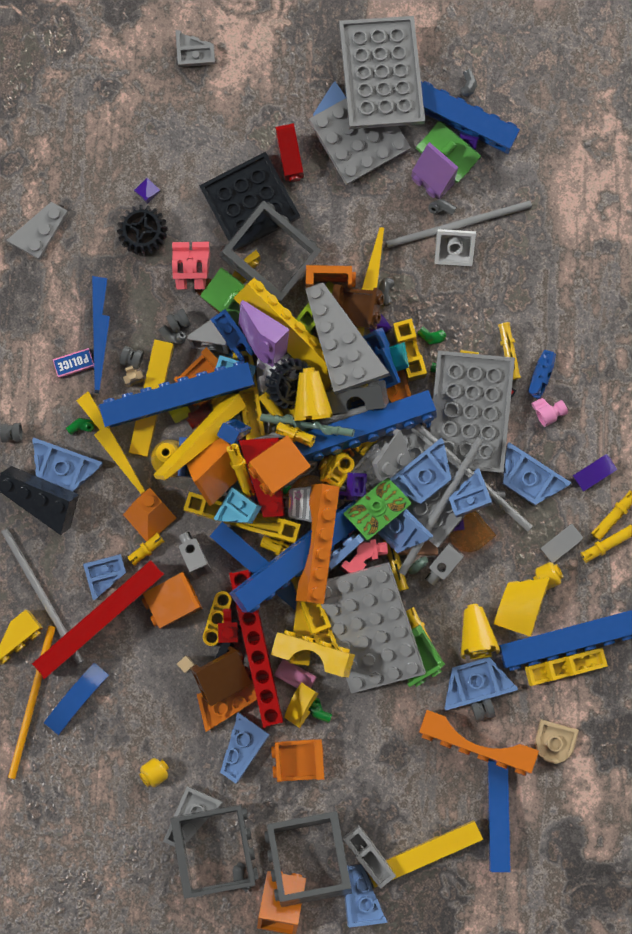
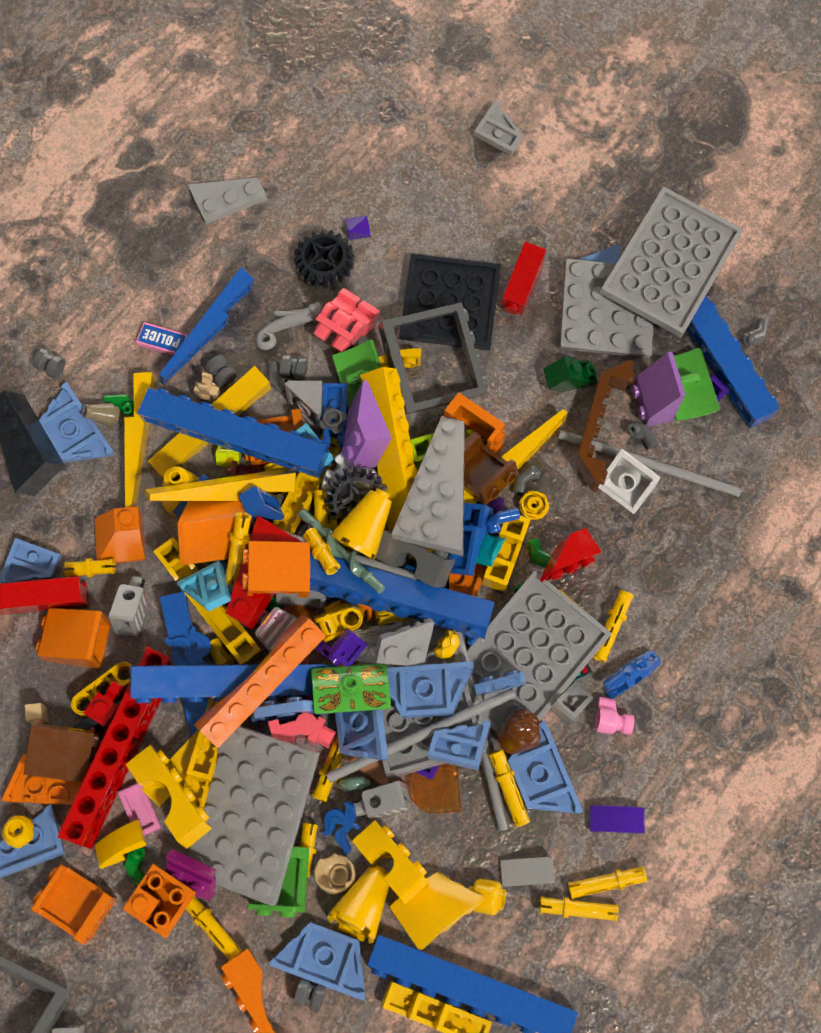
camera: 30 degrees right, 10 degrees down
(75, 441) = (102, 413): none -> dark tan cone
(149, 290) = (288, 320): none -> light grey plant
(231, 337) = (330, 414): none -> dark grey plate
(236, 747) = (25, 834): none -> yellow plate
(261, 550) = (203, 647): none -> blue piece
(352, 720) = (159, 901): none -> orange slope
(359, 692) = (192, 874): none -> magenta plate
(366, 199) = (570, 374): none -> dark green slope
(392, 331) = (501, 517): none -> blue arm
(393, 713) = (204, 919): none -> yellow pin
(401, 300) = (536, 498): none -> yellow plate
(417, 438) = (447, 645): none -> yellow plate
(426, 256) = (592, 468): none -> reddish brown slope
(429, 590) = (347, 819): none -> blue piece
(446, 628) = (335, 874): none -> tan hair
(451, 324) = (572, 553): none -> red slope
(459, 592) = (377, 844): none -> yellow arch
(461, 444) = (490, 685): none -> medium blue wing
(499, 461) = (519, 732): none -> reddish brown hair
(518, 419) = (571, 703): none -> light grey slope
(519, 502) = (505, 777): none -> yellow pin

